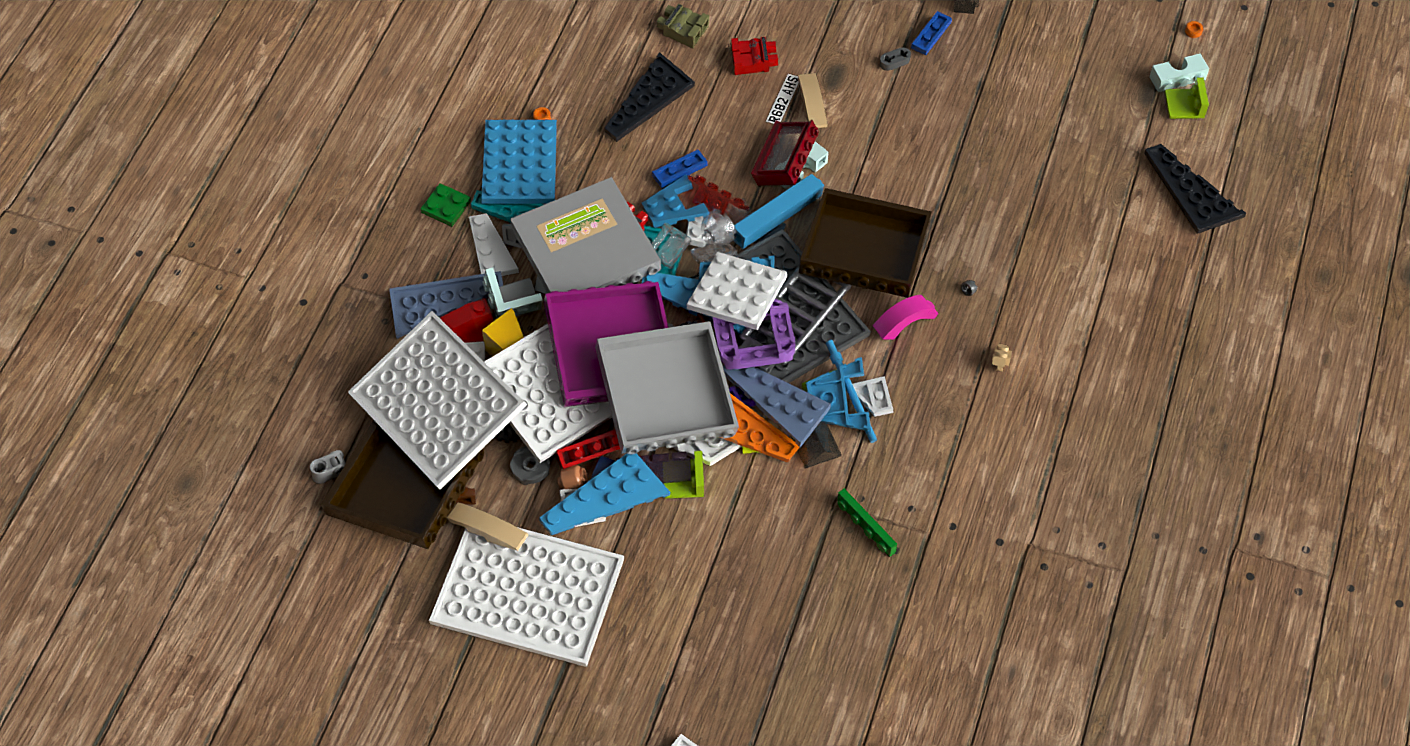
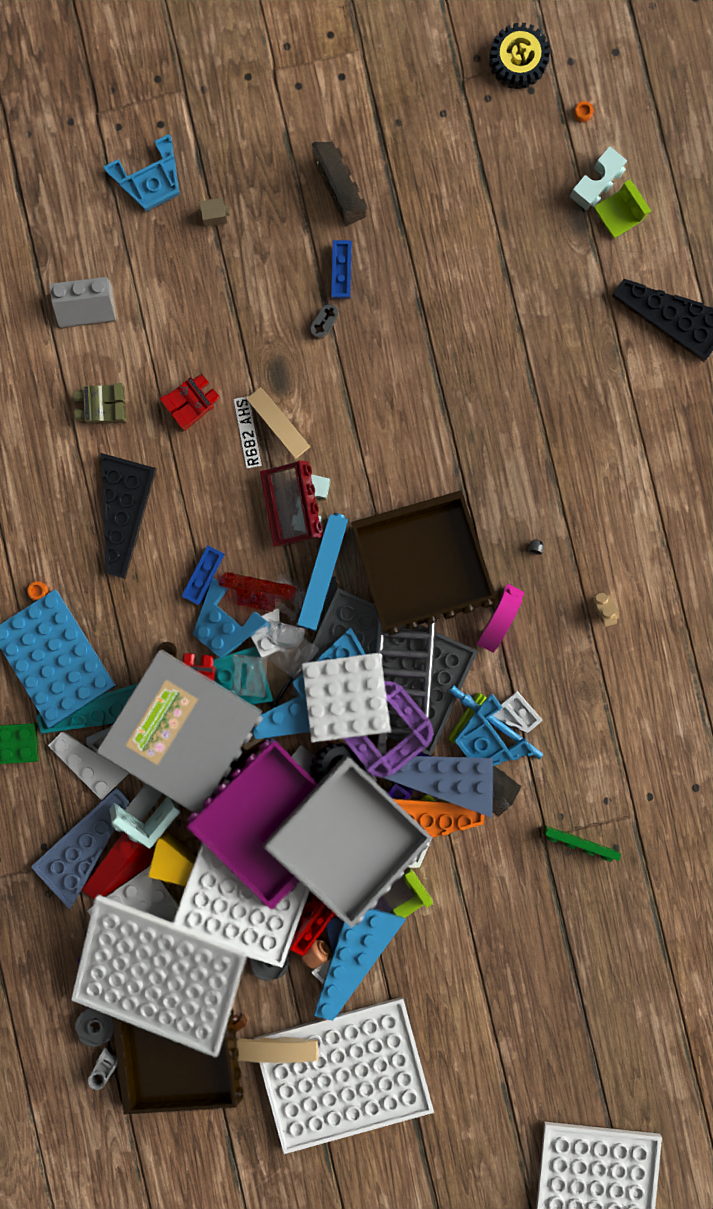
camera: 30 degrees left, 30 degrees up
(350, 423) = (85, 1030): none -> dark grey plate

